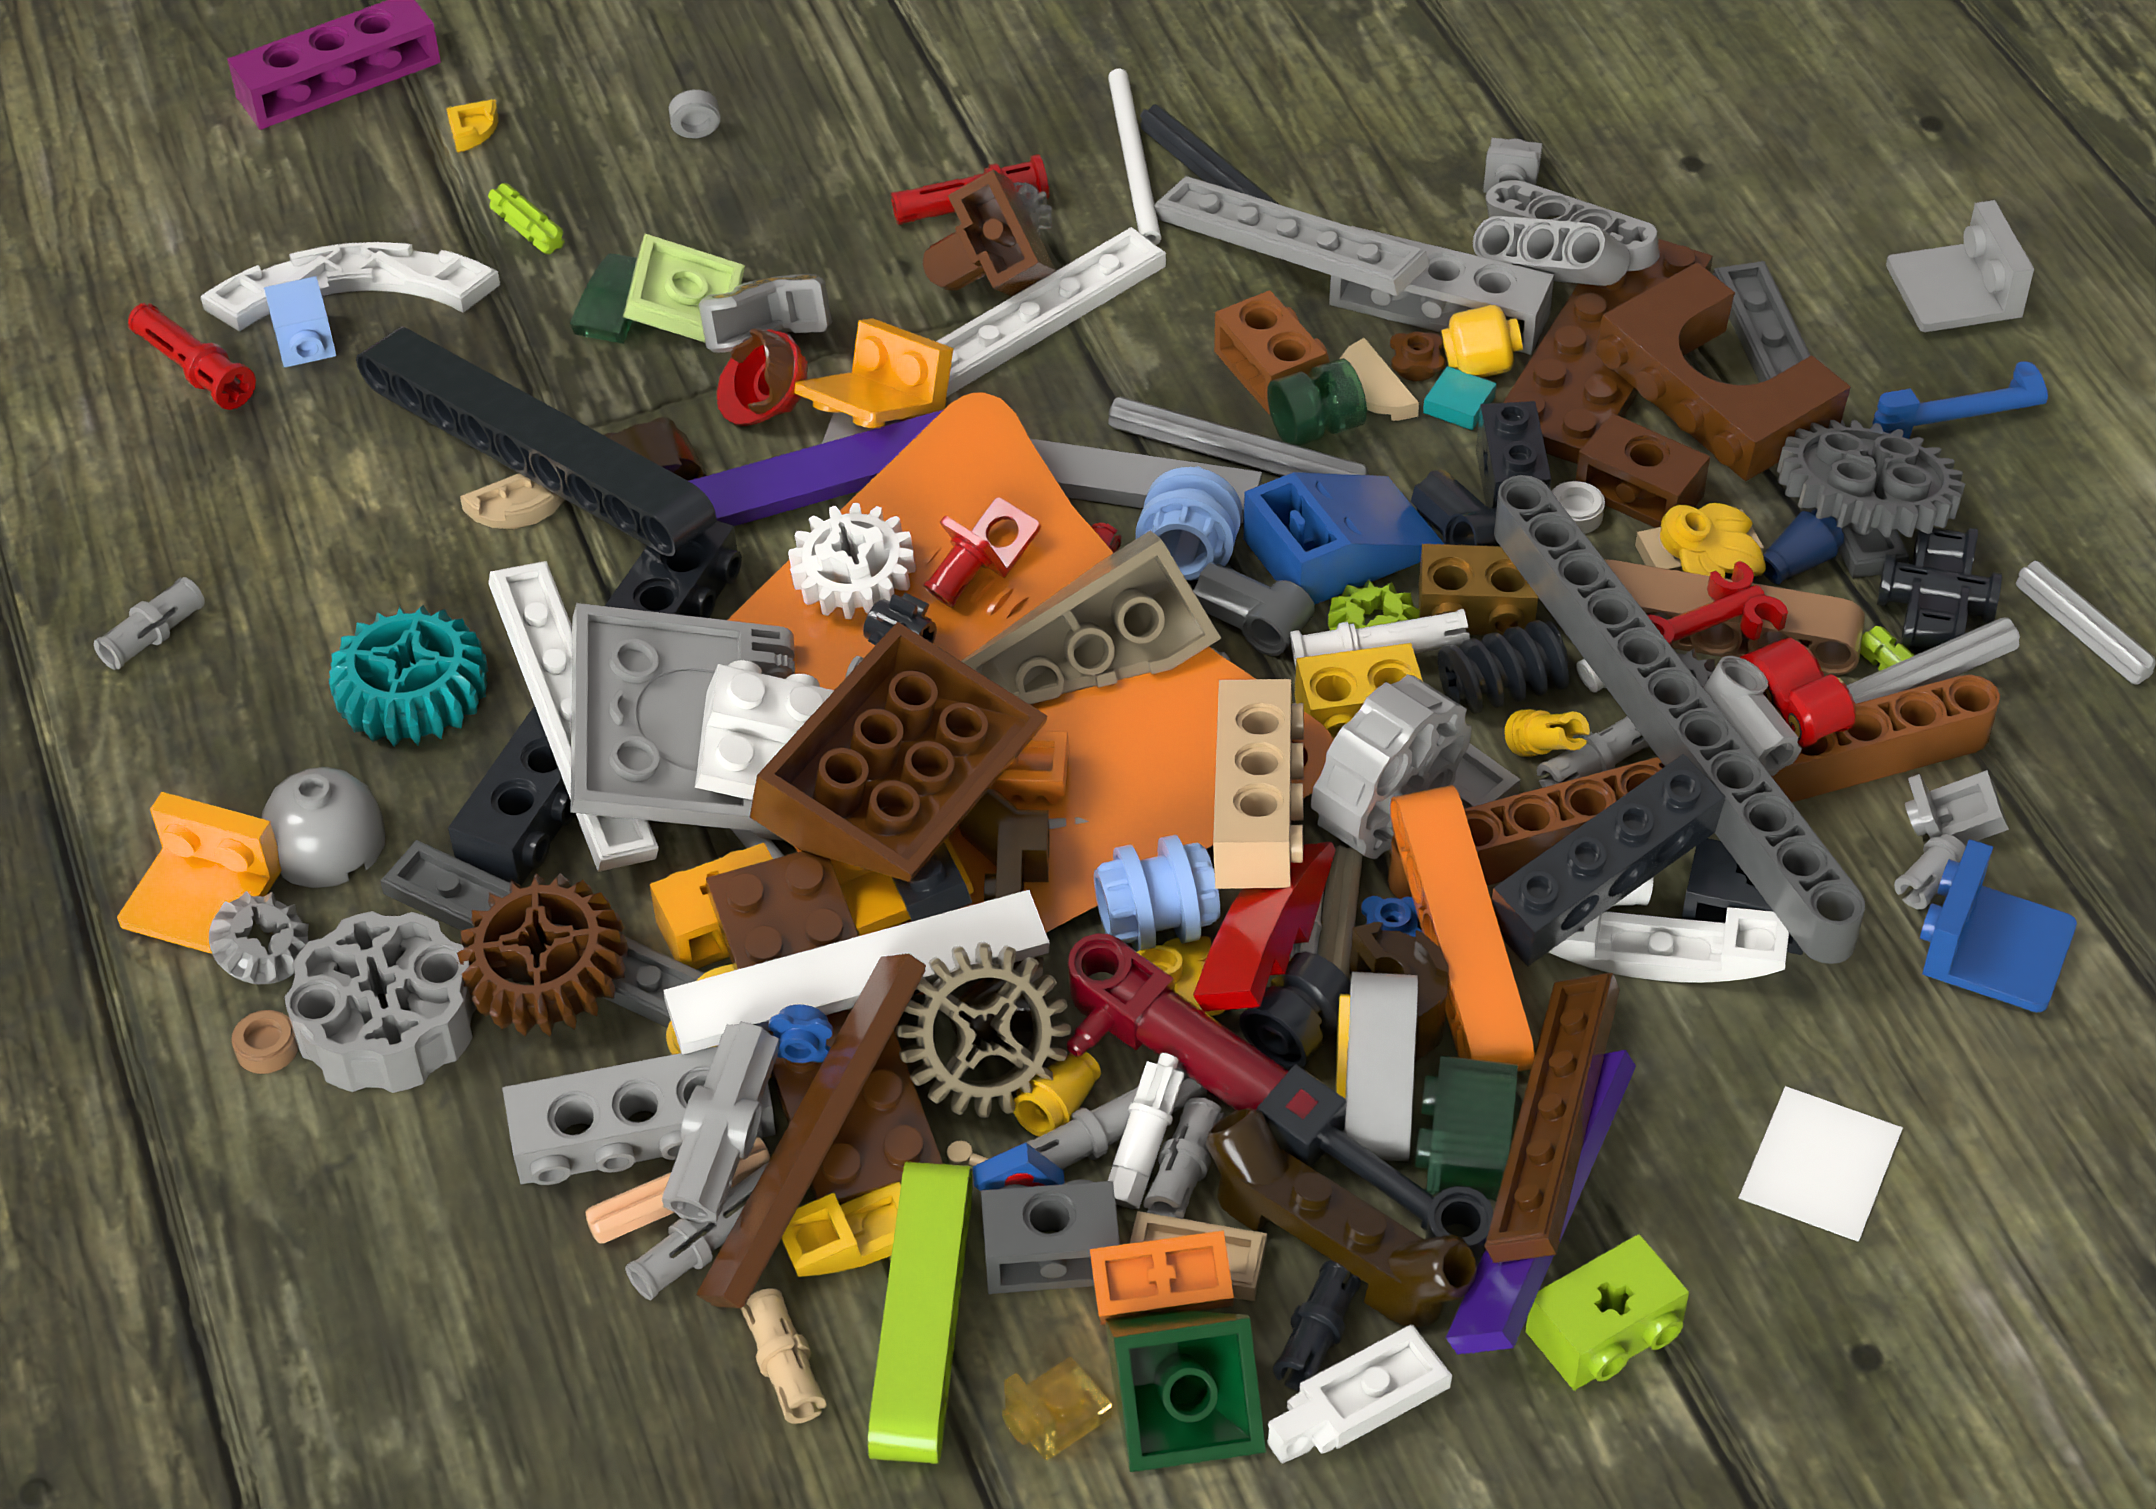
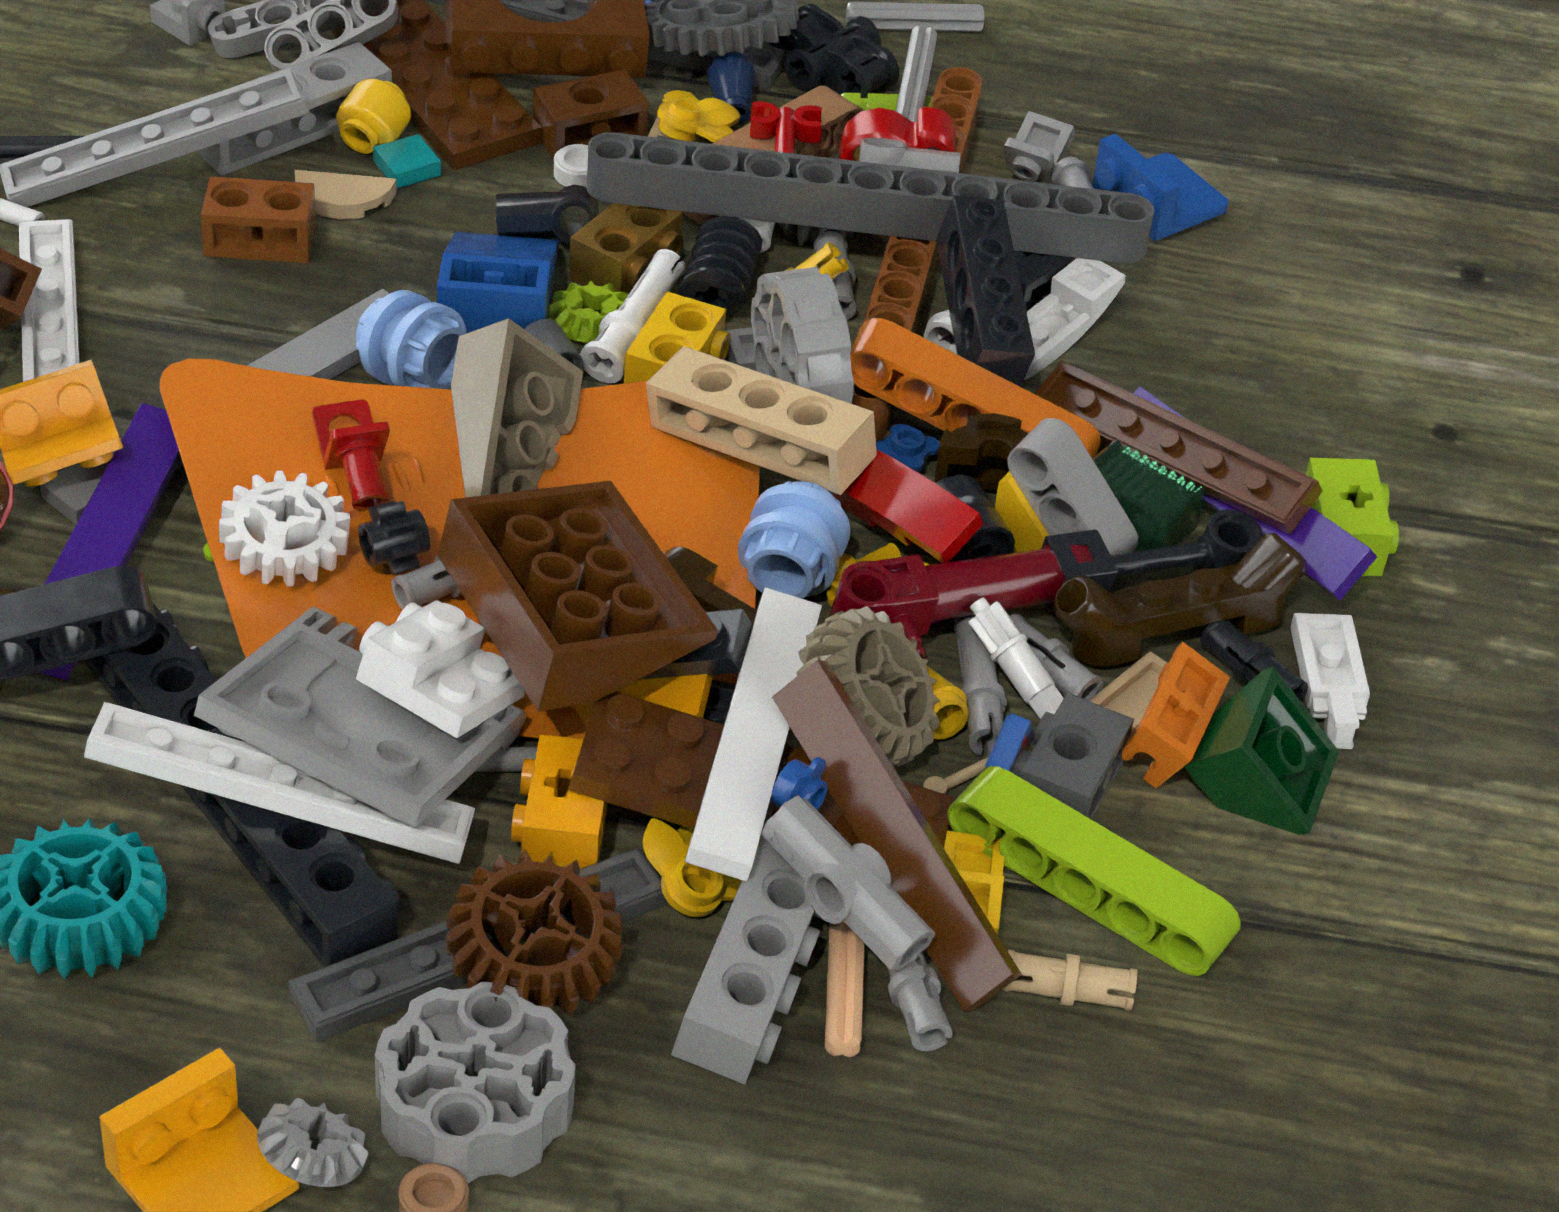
camera: 65 degrees left, 5 degrees down
(324, 826) = (201, 1017): light grey cylinder -> none
(1054, 1408) = (1229, 843): clear yellow bracket -> none
(1224, 441) = (329, 291): flat silver axle -> none
(1319, 402) = (348, 221): clear green wheel -> none
(1417, 355) = (339, 155): reddish brown plate -> none
(1509, 446) = (516, 158): black brick -> none
(1821, 1163) = (1273, 368): white sticker -> none

